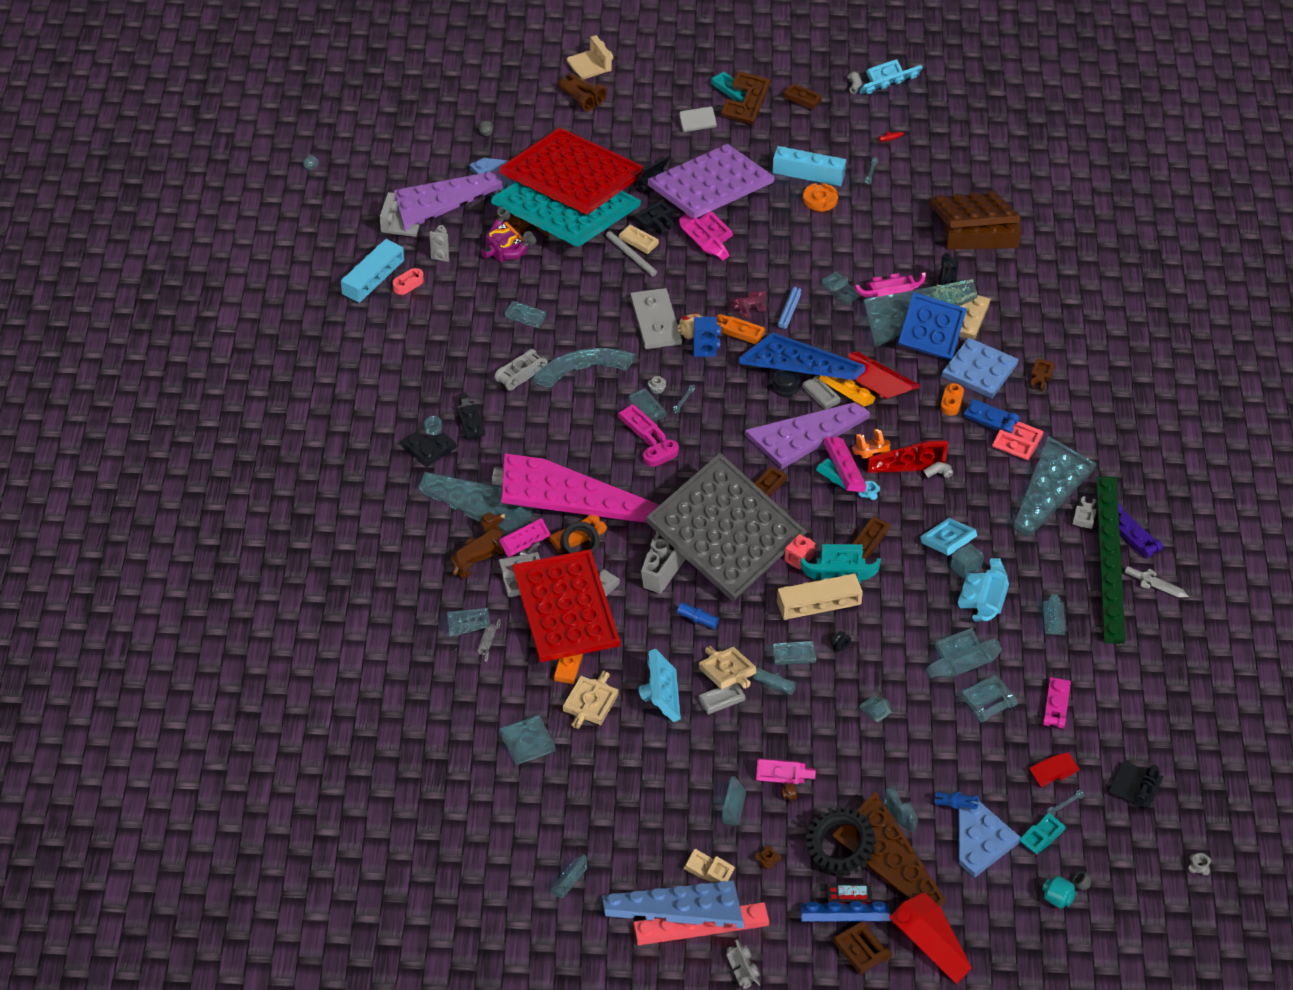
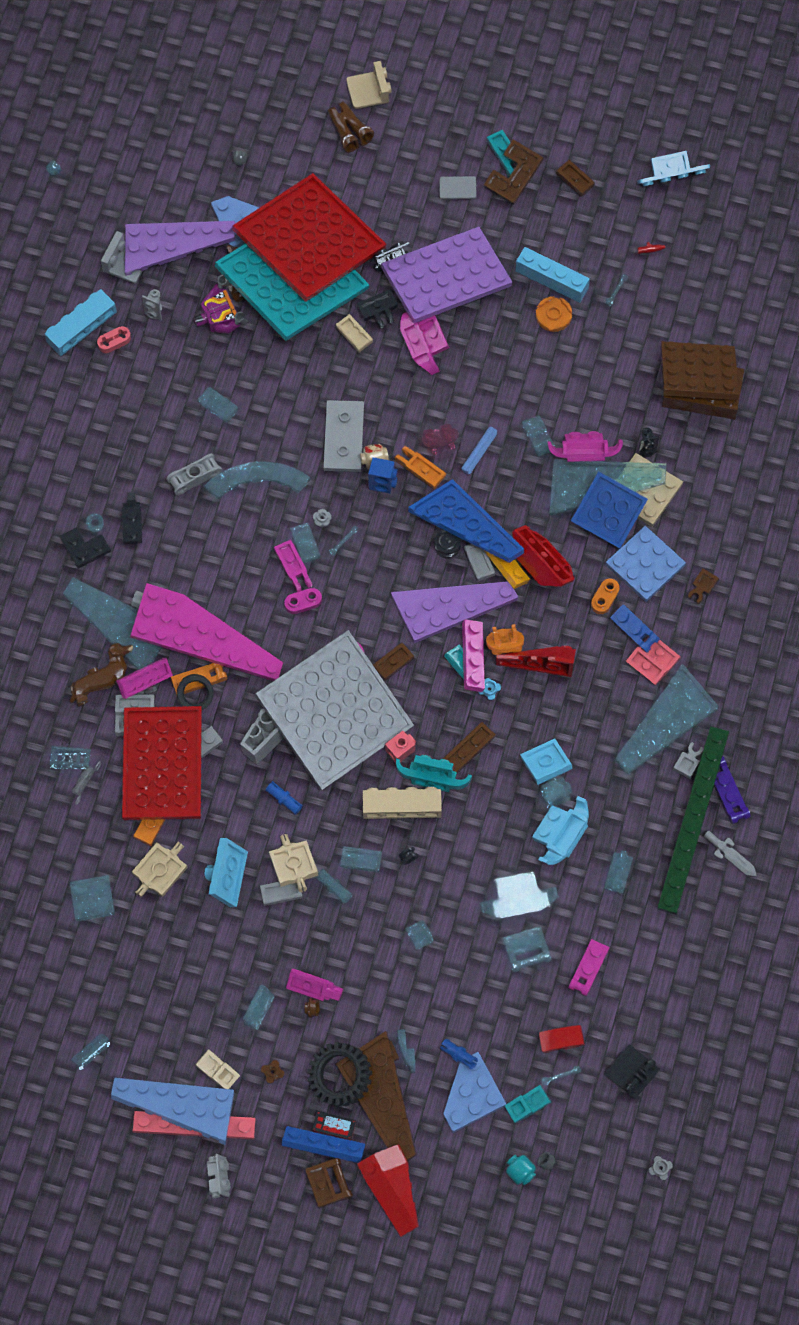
camera: 15 degrees right, 20 degrees up
(633, 255) = (342, 348): light grey bar -> none
(857, 82) = (638, 169): light grey arm -> none
(939, 467) = (563, 677): light grey arm -> none

